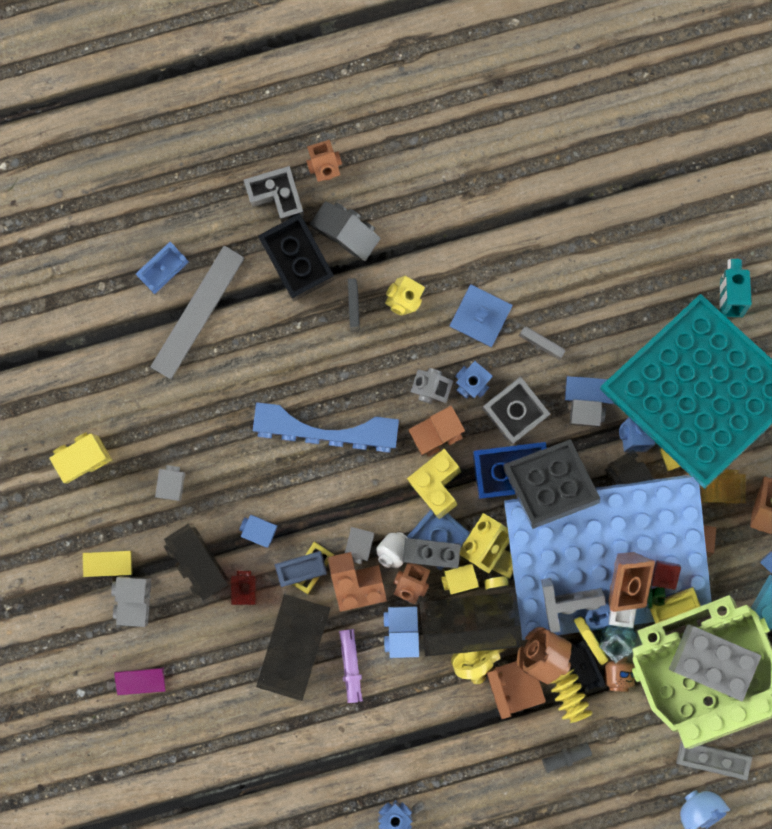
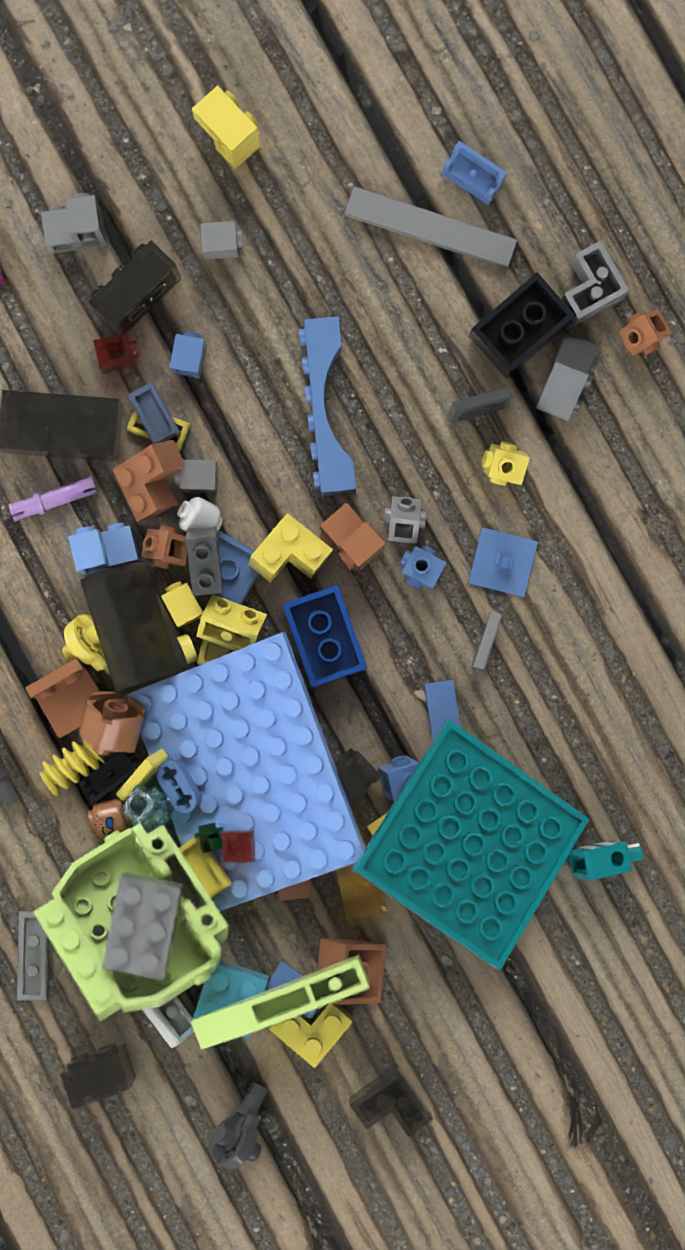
camera: 80 degrees right, 0 degrees up
(107, 563) = (112, 189): light yellow tile -> none
(515, 410) = (397, 625): light grey brick -> none
(551, 484) = (316, 683): dark grey plate -> none
(568, 603) = (180, 736): light grey bracket -> none
(587, 413) = (414, 713): light grey brick -> none
(622, 618) = (181, 804): white tile -> none
(630, 582) = (219, 804): nougat slope -> none

